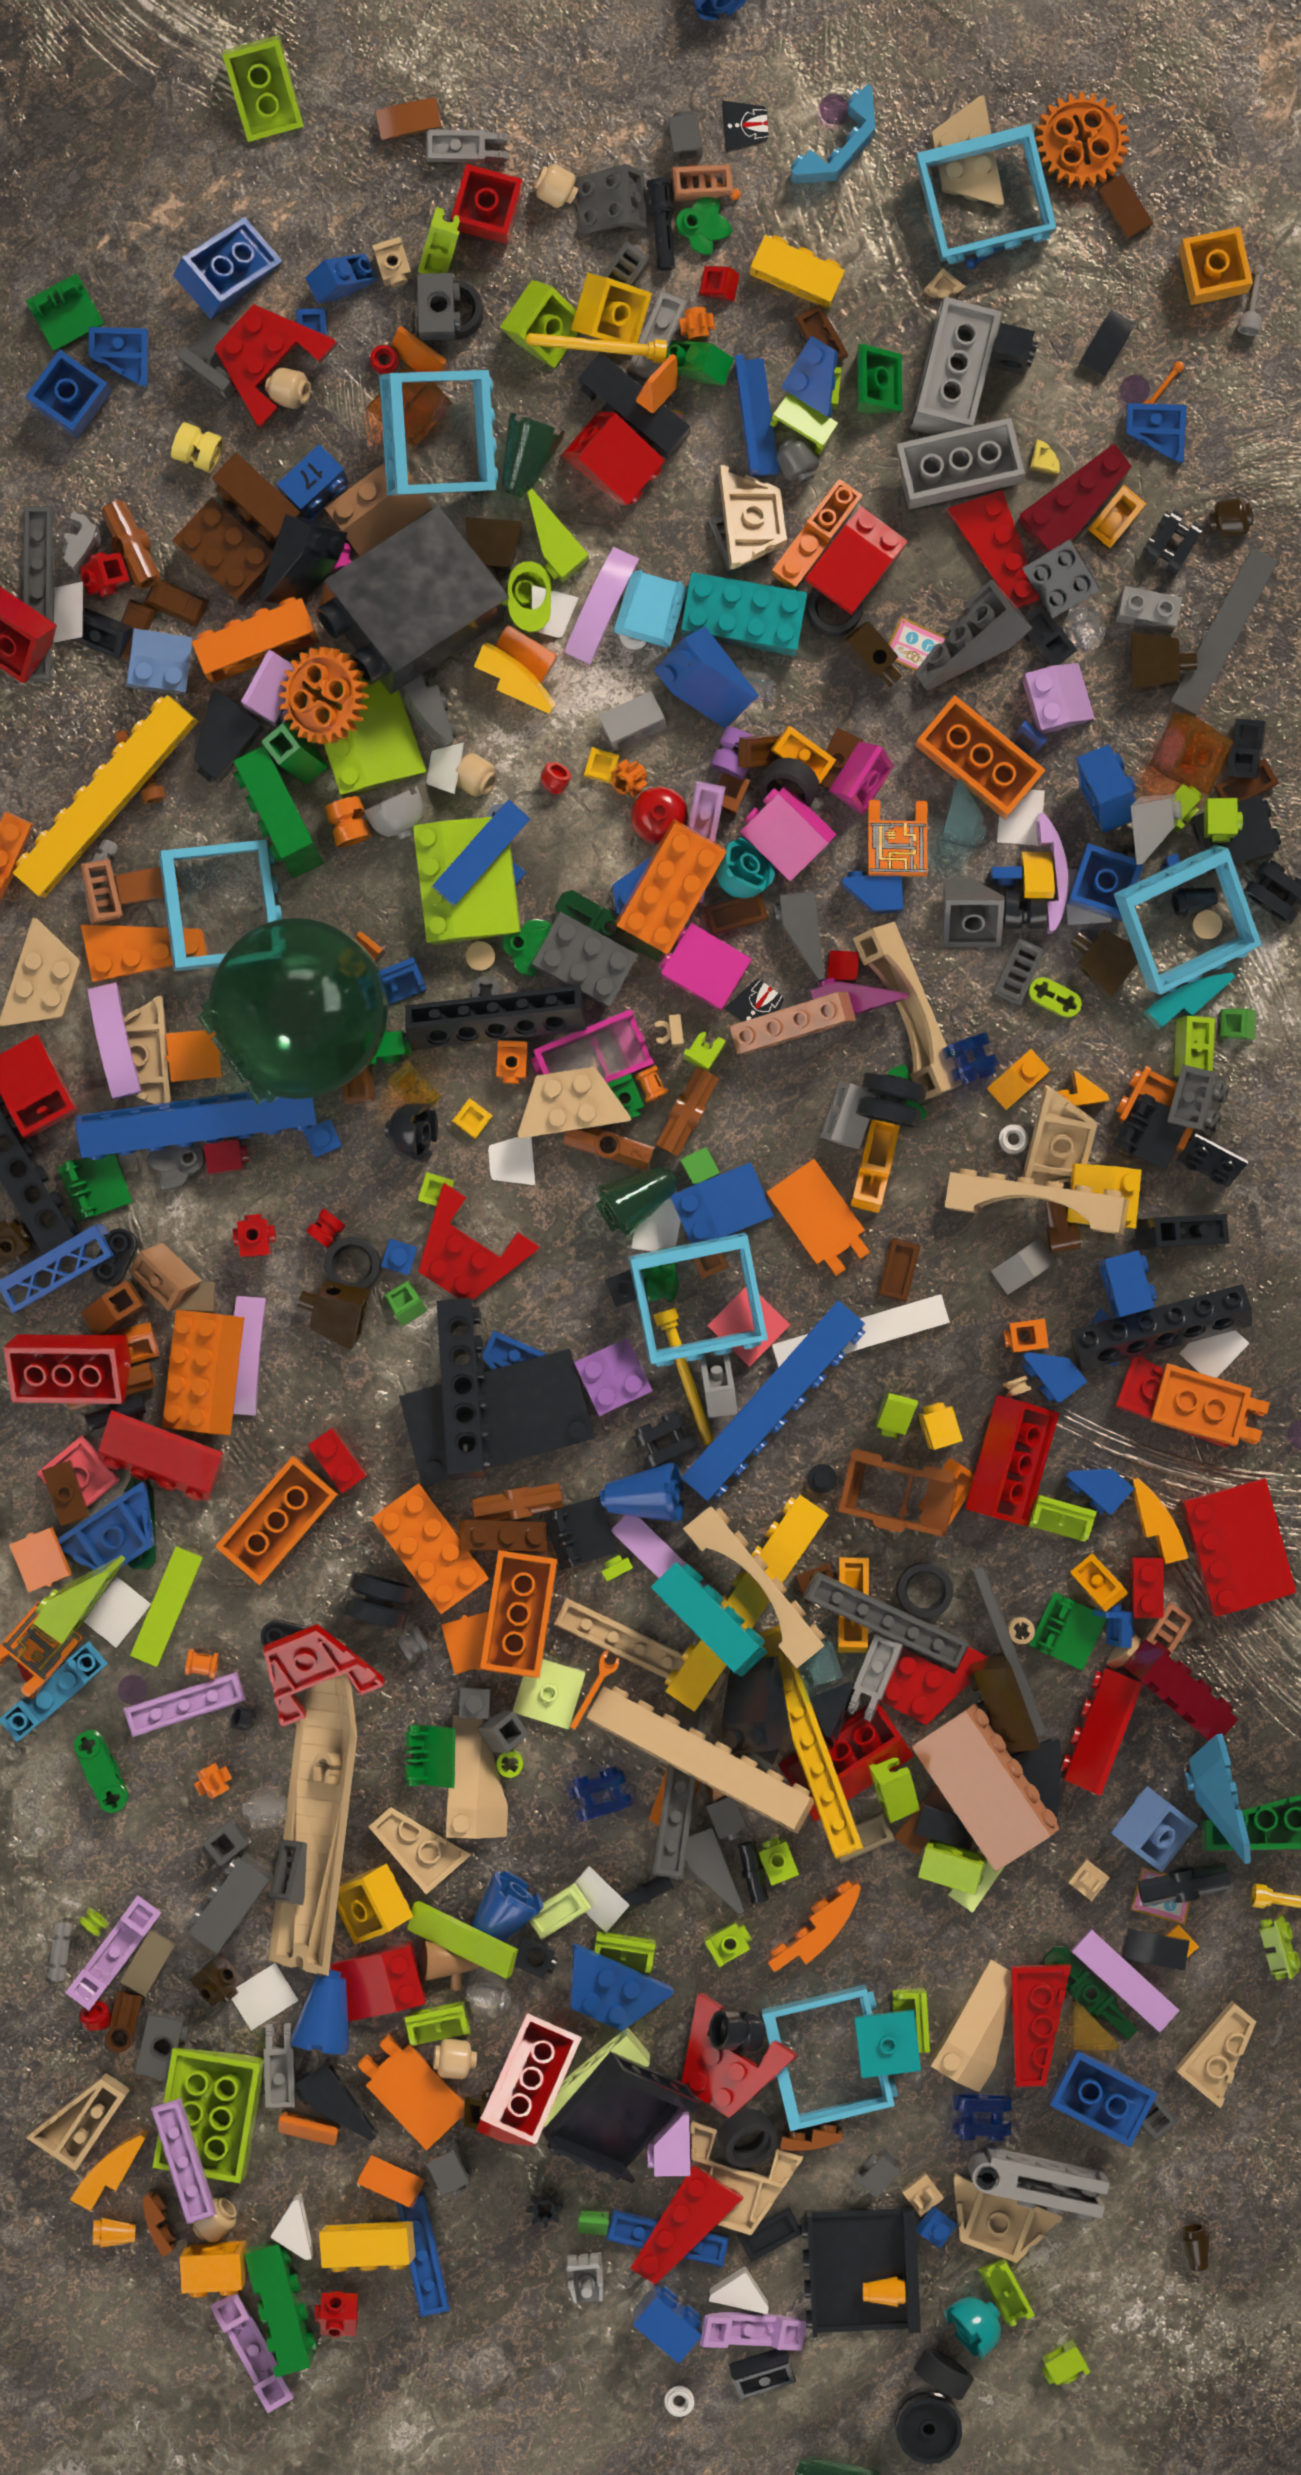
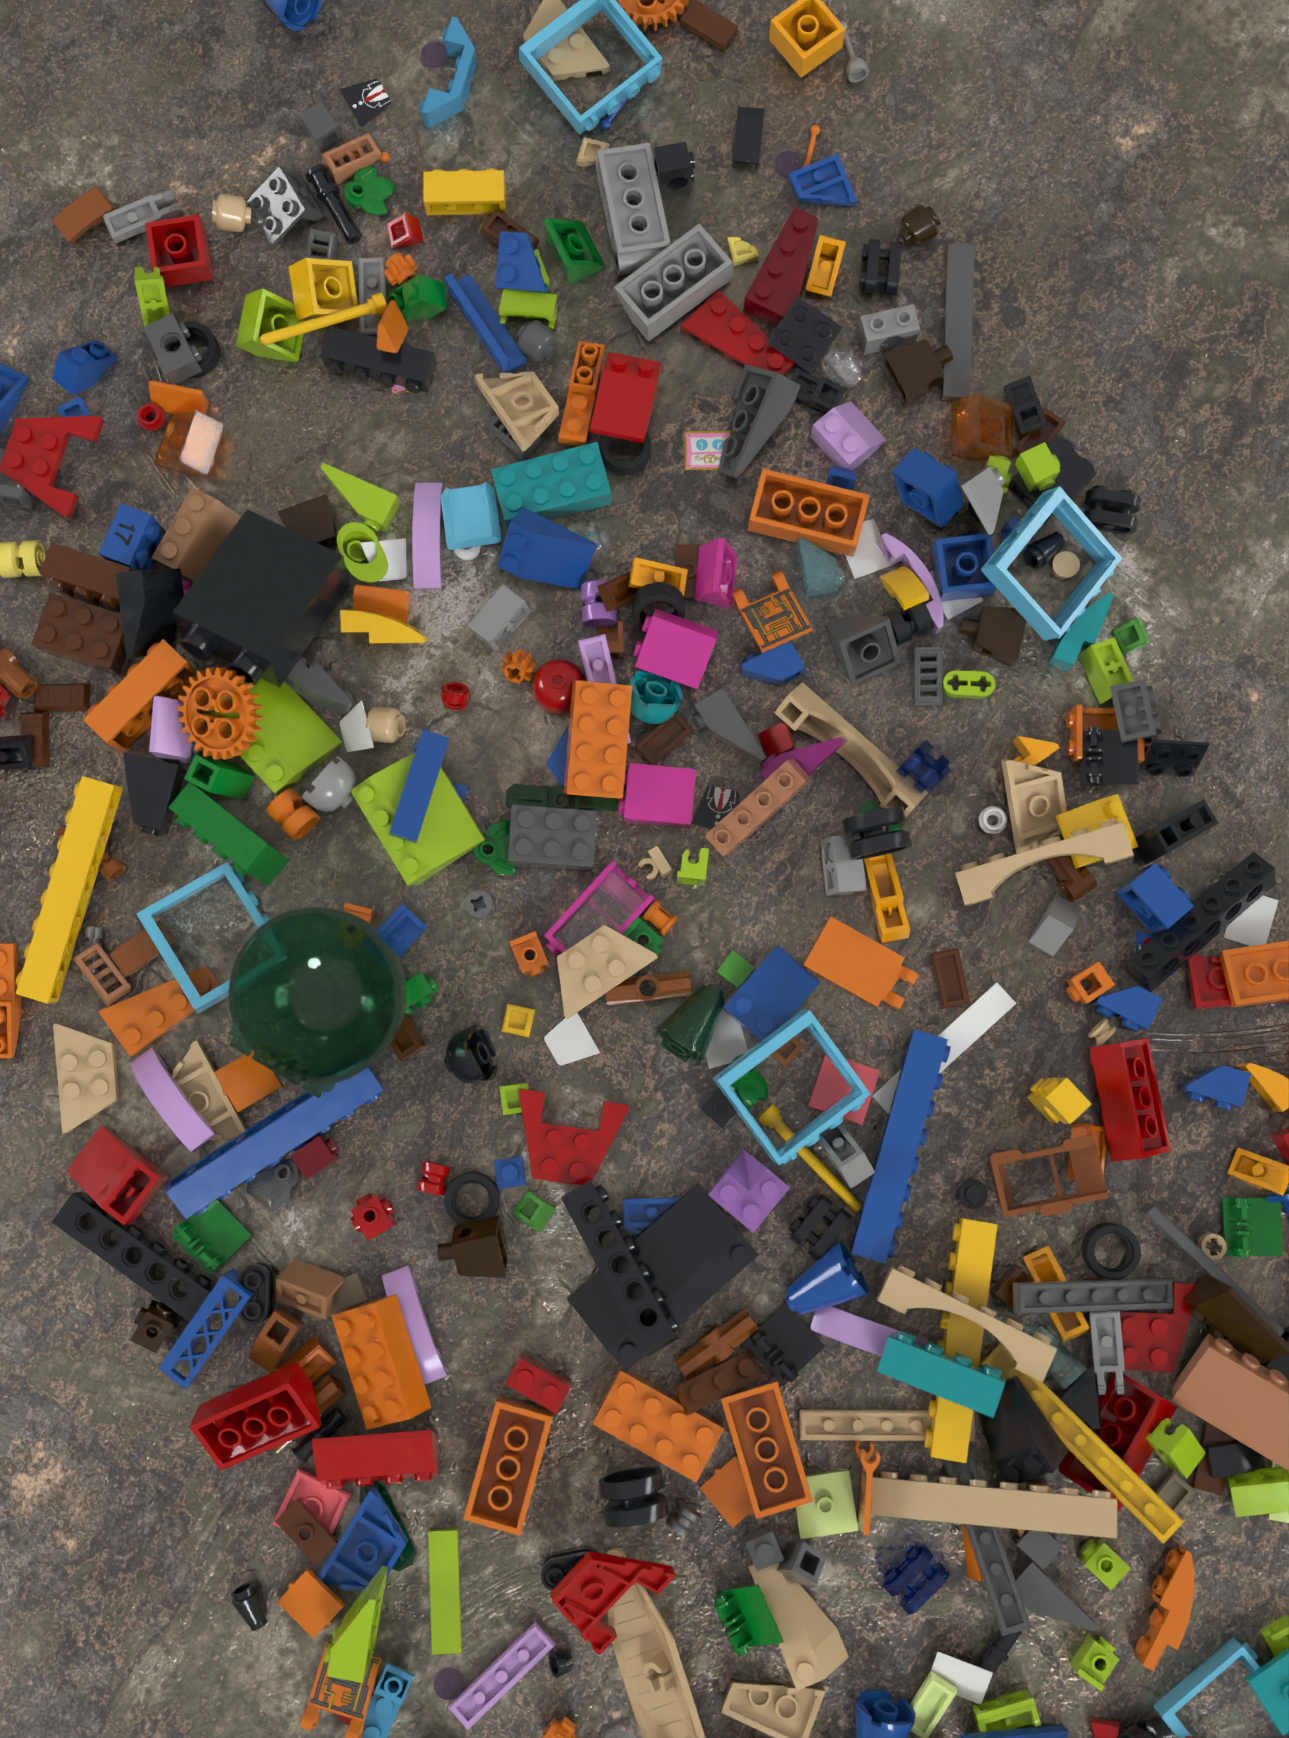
camera: 25 degrees left, 5 degrees down
(117, 1612) = (402, 1617): white sticker -> none
(159, 662) = (67, 754): medium blue slope -> none
(202, 1664) = (500, 1630): orange bush -> none
(288, 388) = (78, 475): tan head -> none
(322, 1138) = (395, 1099): blue plate -> none
(388, 251) = (121, 334): tan brick -> none
(395, 432) = (183, 468): medium azure window -> none
(413, 1086) = (453, 1016): clear yellow slope -> none
(480, 956) = (460, 876): tan tile -> none
(495, 1017) = (498, 923): black brick -> none
(510, 1772) = (824, 1596): lime bush -> none
(527, 453) = (306, 435): clear green cone -> none
(600, 765) = (489, 667): yellow tile -> none
(614, 457) = (382, 407): red slope -> none
(616, 1567) = (831, 1361): lime plate -> none
(687, 1111) = (702, 927): dark orange piece -> none
(753, 1872) = (1085, 1582): black pin -> none
(861, 646) = (675, 468): dark brown torso -> none
(895, 1415) = (1012, 1106): lime slope -> none
(1006, 875) = (877, 601): blue plate -> none
(1018, 1079) = (971, 768): light orange slope -> none
(1062, 1518) = (1199, 1128): lime hinge -> none

